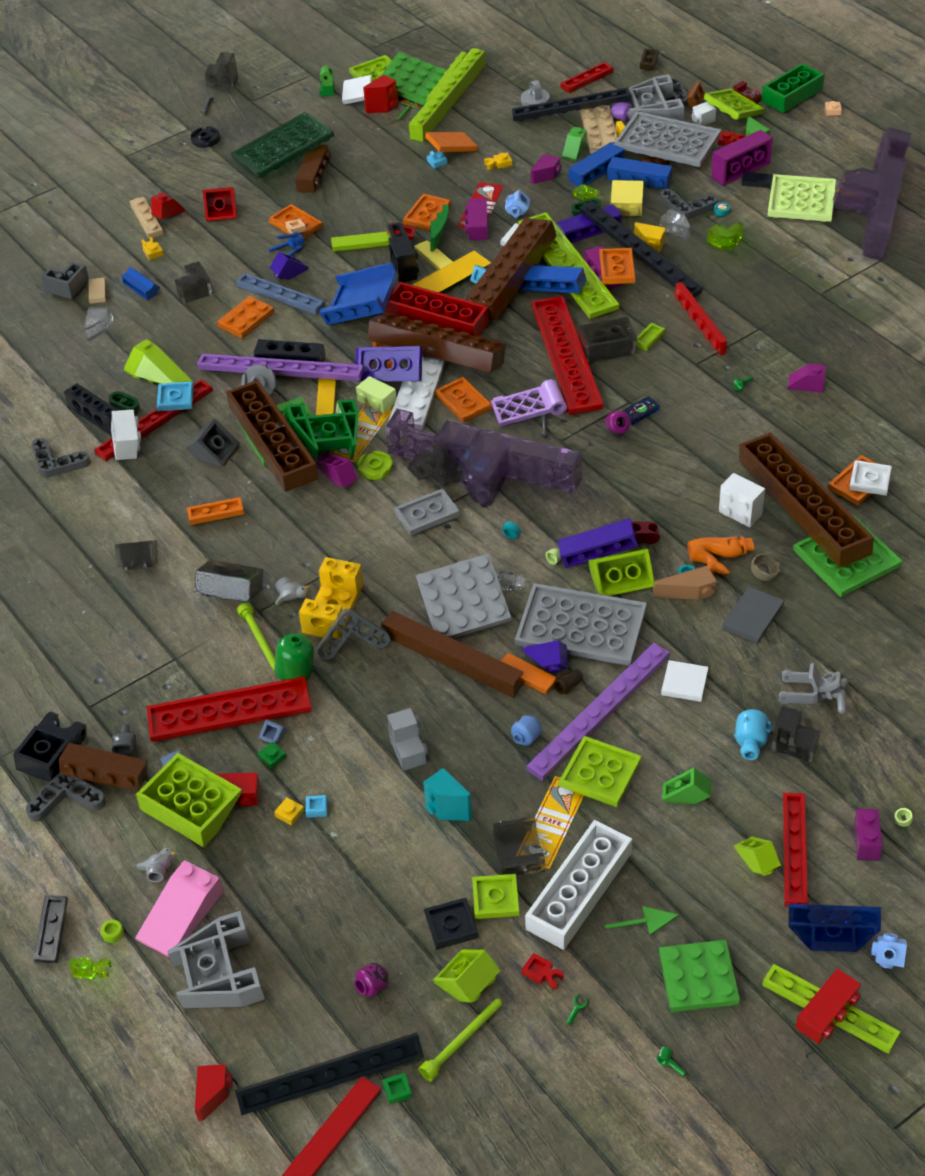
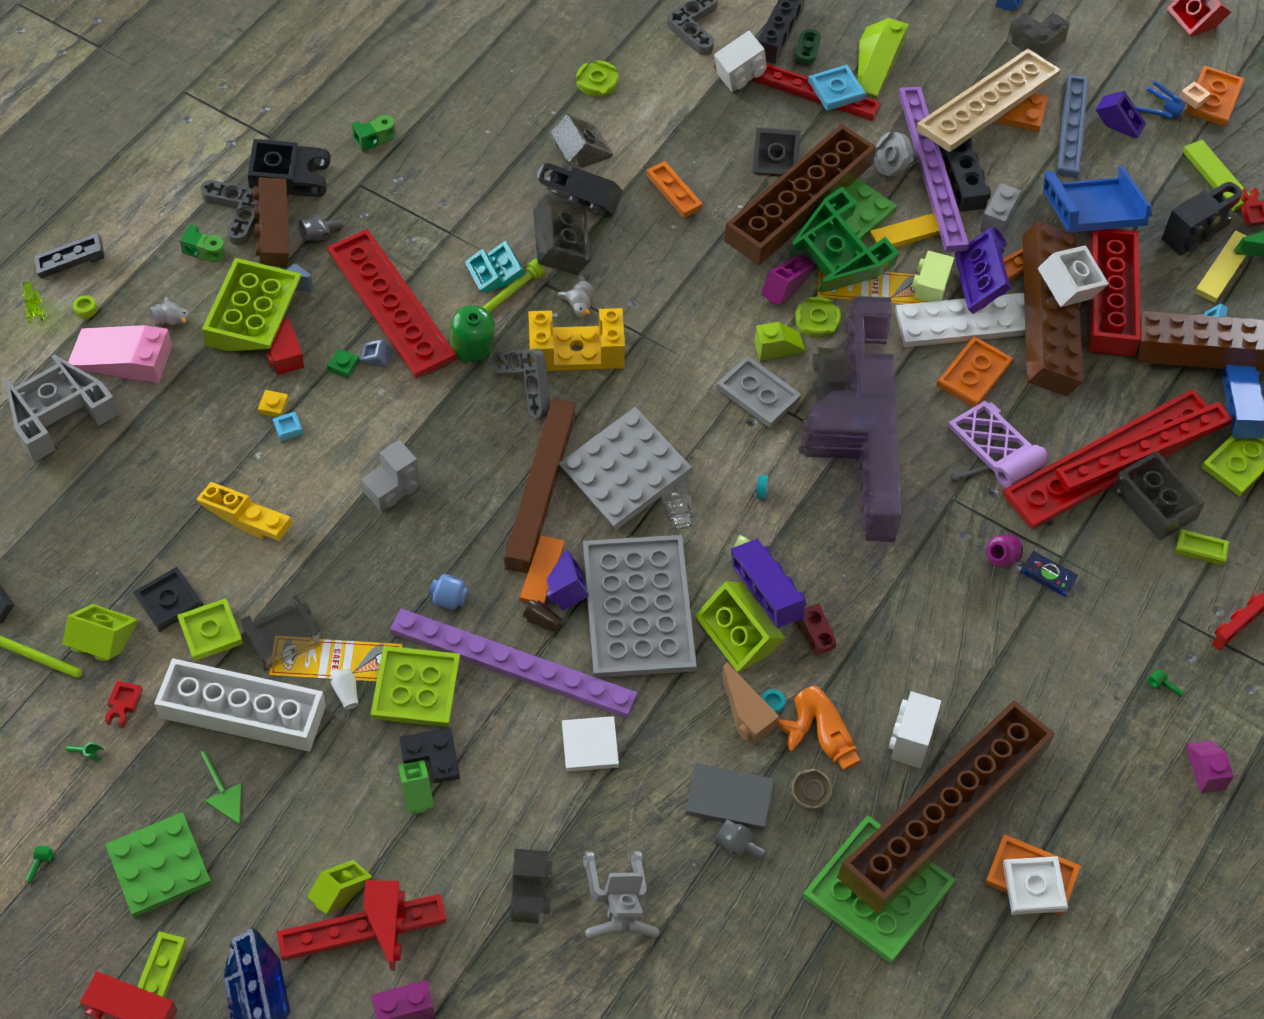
camera: 65 degrees right, 10 degrees up
(43, 686) = (373, 132): none -> leg
(74, 530) = (597, 78): none -> lime tile
(95, 827) = (201, 245): none -> leg
(191, 556) = (582, 188): none -> black brick
(230, 634) = (494, 268): none -> teal slope
(242, 319) = (988, 100): none -> tan plate
(338, 345) = (1001, 208): none -> light grey brick
(371, 979) = (72, 545): magenta head -> none
(388, 492) = (777, 341): none -> lime slope
(398, 847) = (243, 513): none -> yellow slope
(430, 314) = (1072, 276): none -> white brick
(447, 797) = (322, 537): teal slope -> none
(453, 272) = (1201, 286): yellow sticker -> none
(569, 334) = (1135, 449): none -> red plate
(583, 815) = (345, 687): none -> white cone
(657, 771) = (436, 747): none -> black plate
(752, 732) = (520, 832): medium azure piece -> none
(788, 619) = (738, 840): none -> dark grey piece
(799, 825) = (382, 912): none -> red slope

